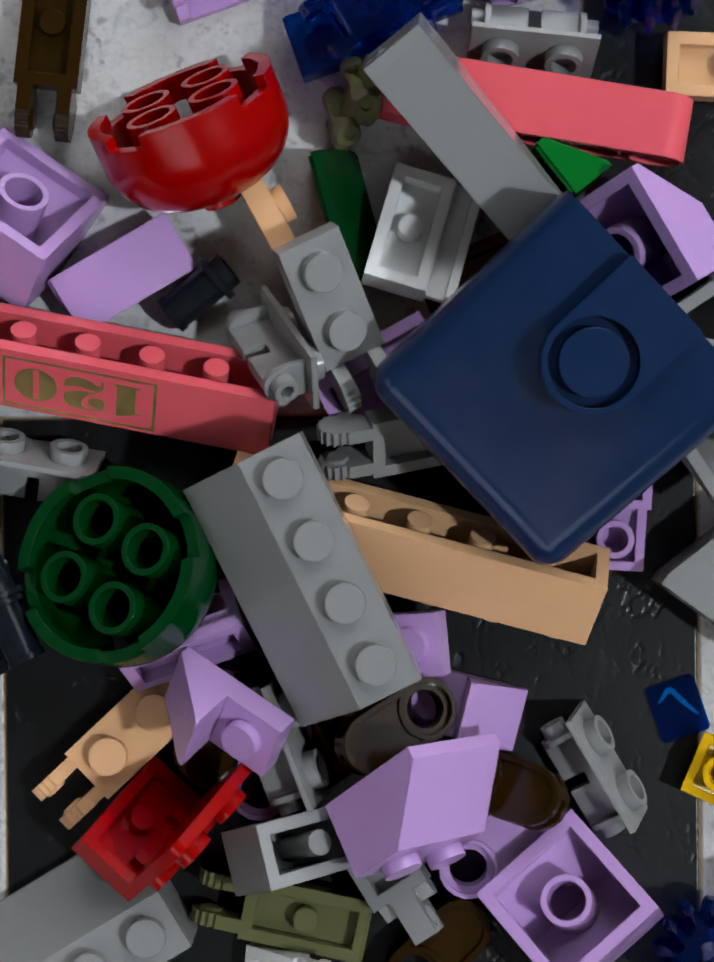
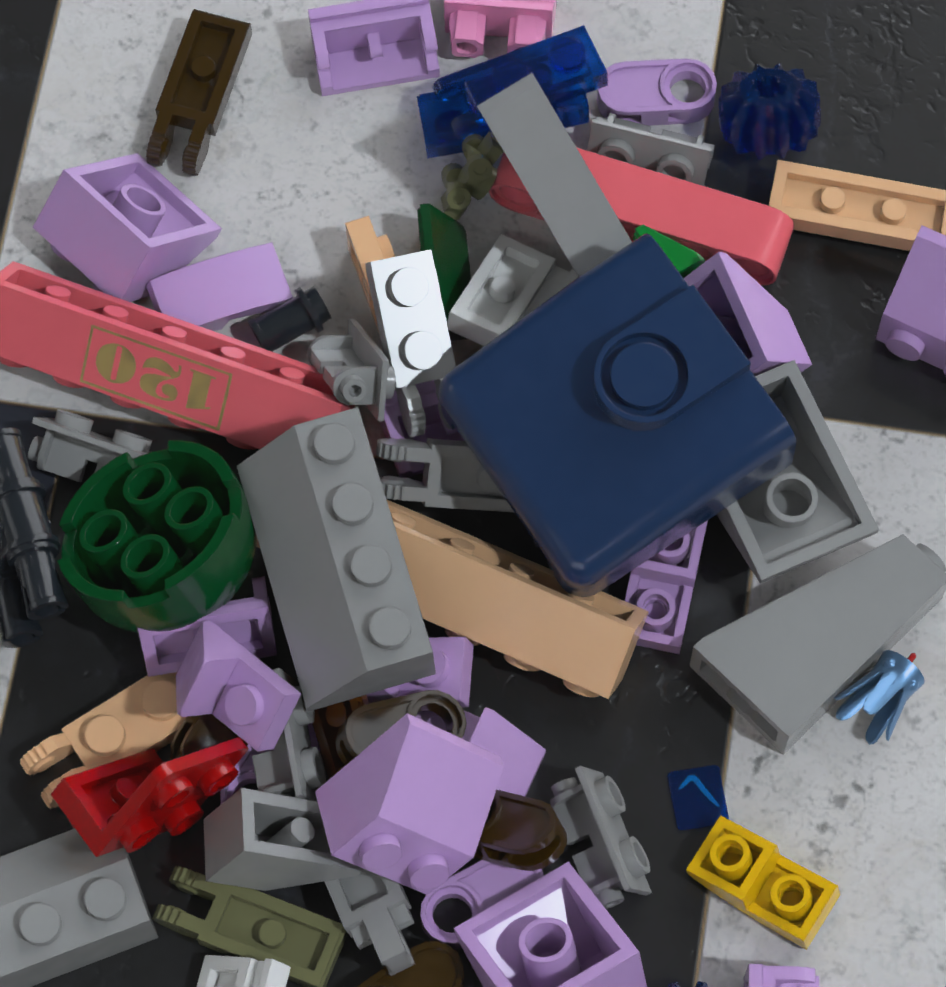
camera: 10 degrees right, 20 degrees down
(202, 158) = (316, 179): red cylinder -> none

